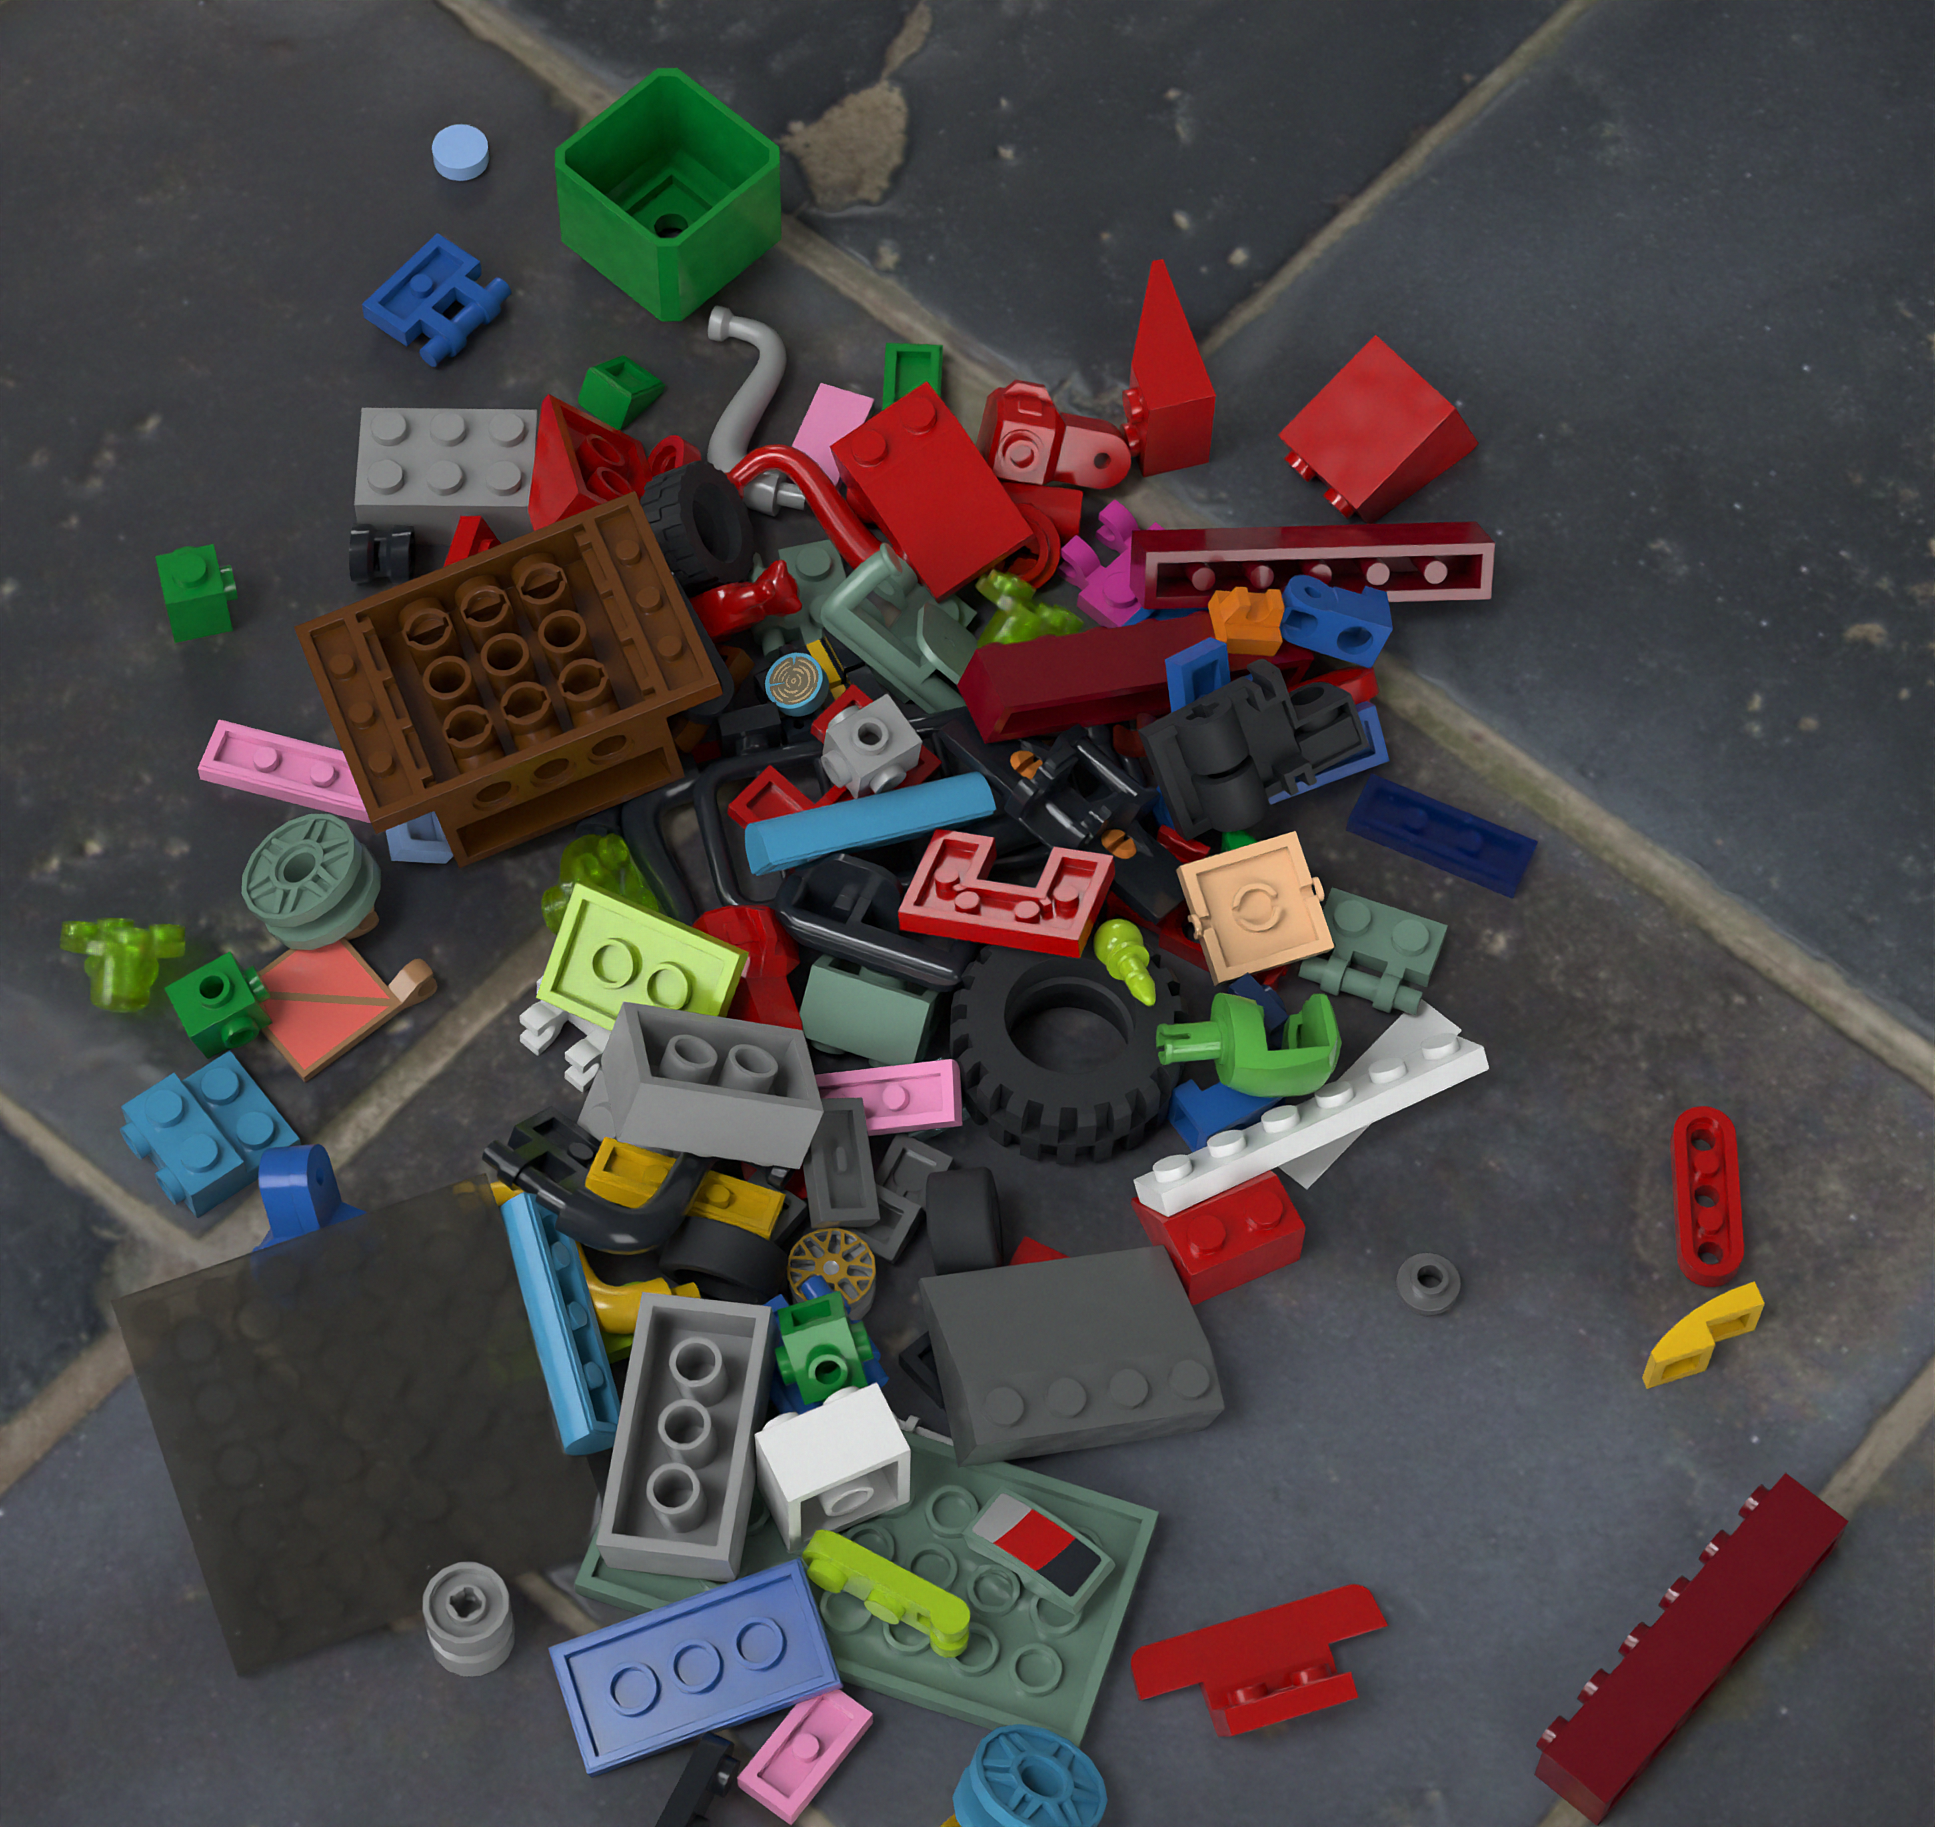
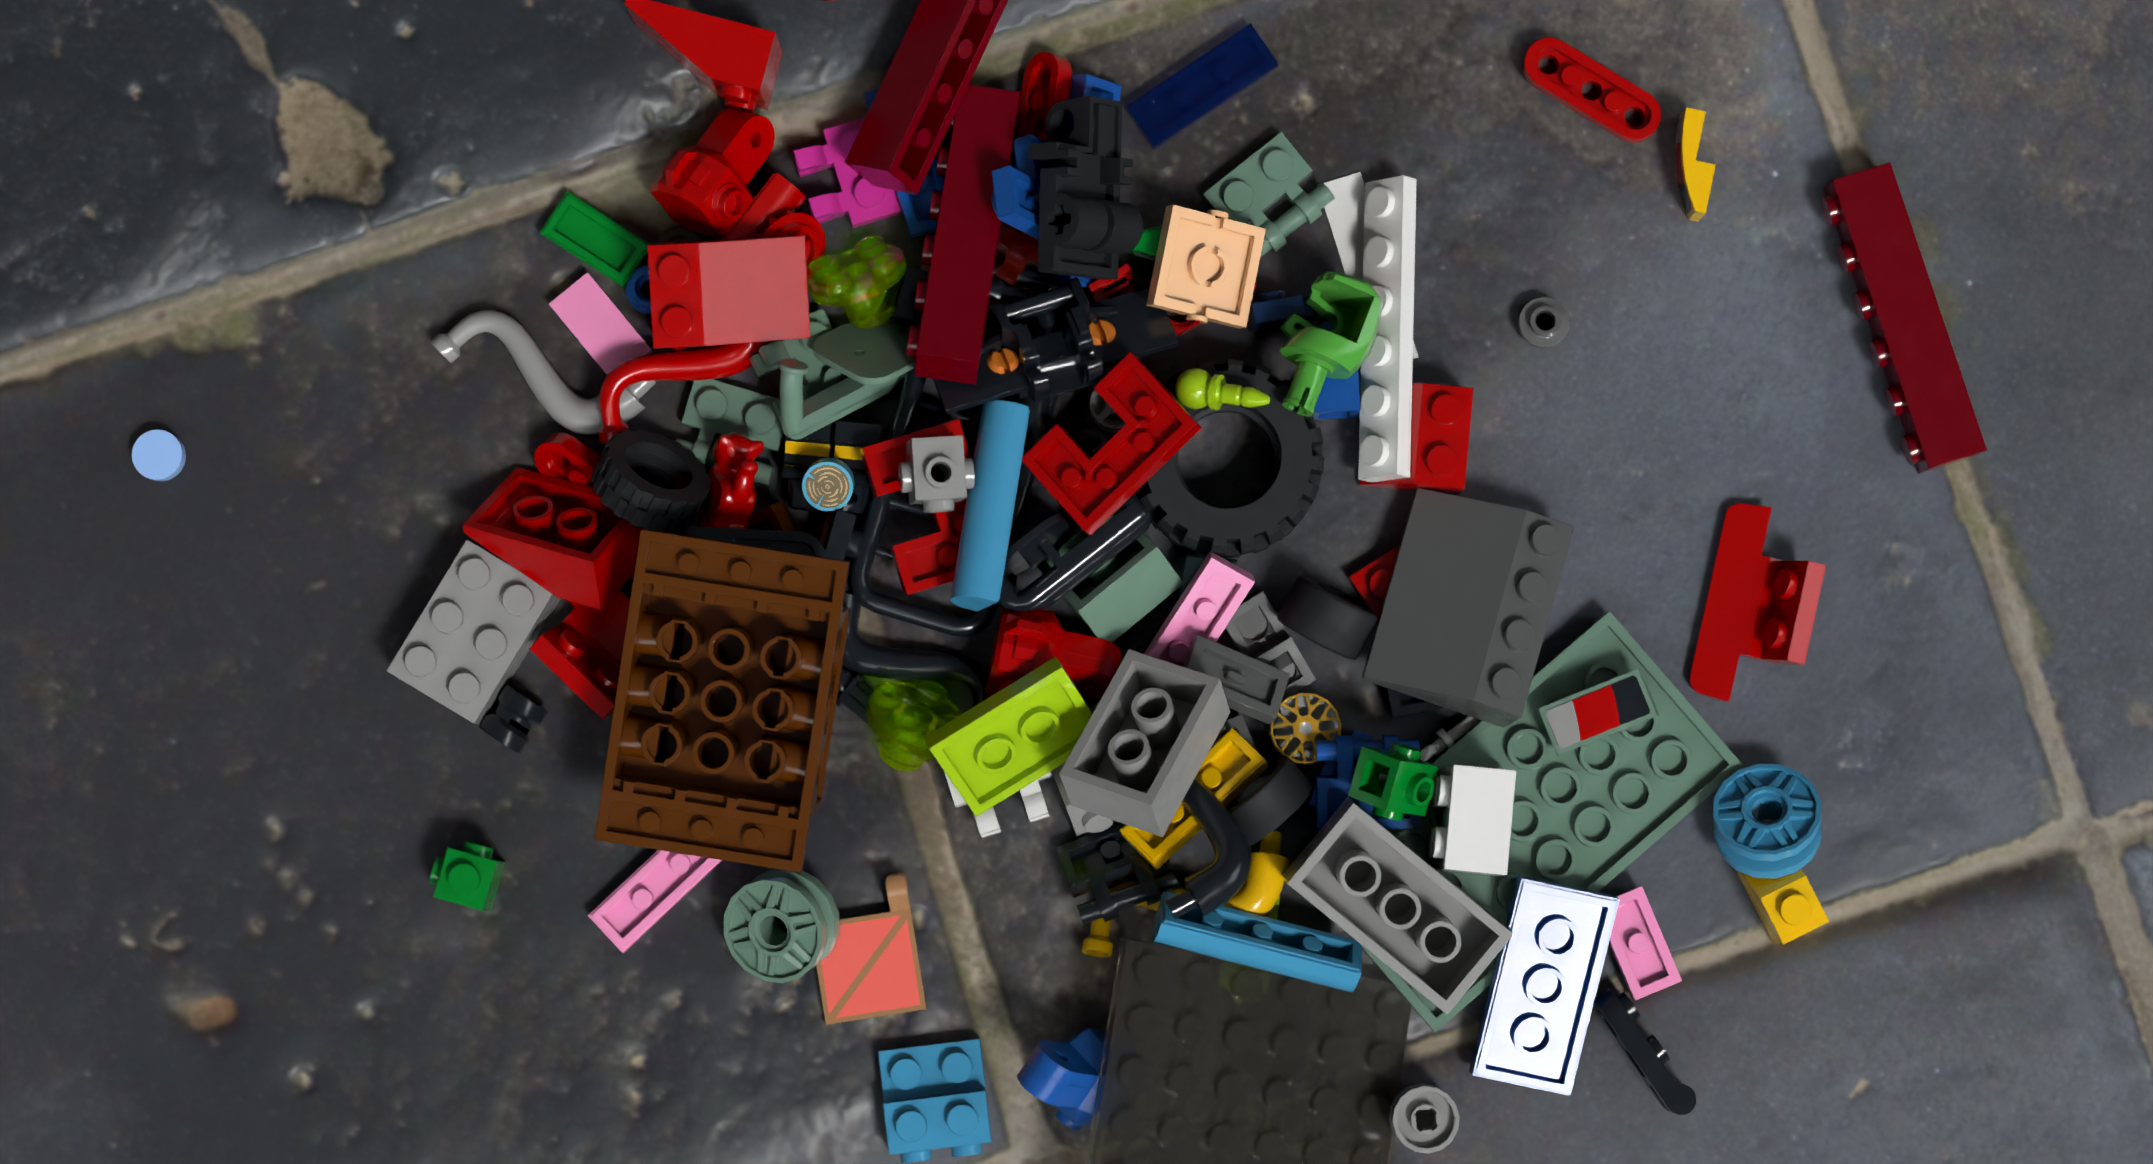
camera: 55 degrees left, 25 degrees up
(121, 958) = (760, 1089): clear neon green plate -> none
(221, 1004) = (844, 1040): green brick -> none
(424, 289) = (281, 557): blue plate -> none
(618, 391) = (460, 457): green slope -> none
(669, 162) = (293, 303): green plate -> none
(889, 1590) = (1575, 830): lime plate -> none
(1247, 620) = (975, 128): orange tile -> none
(1336, 620) = (1007, 60): blue leg -> none

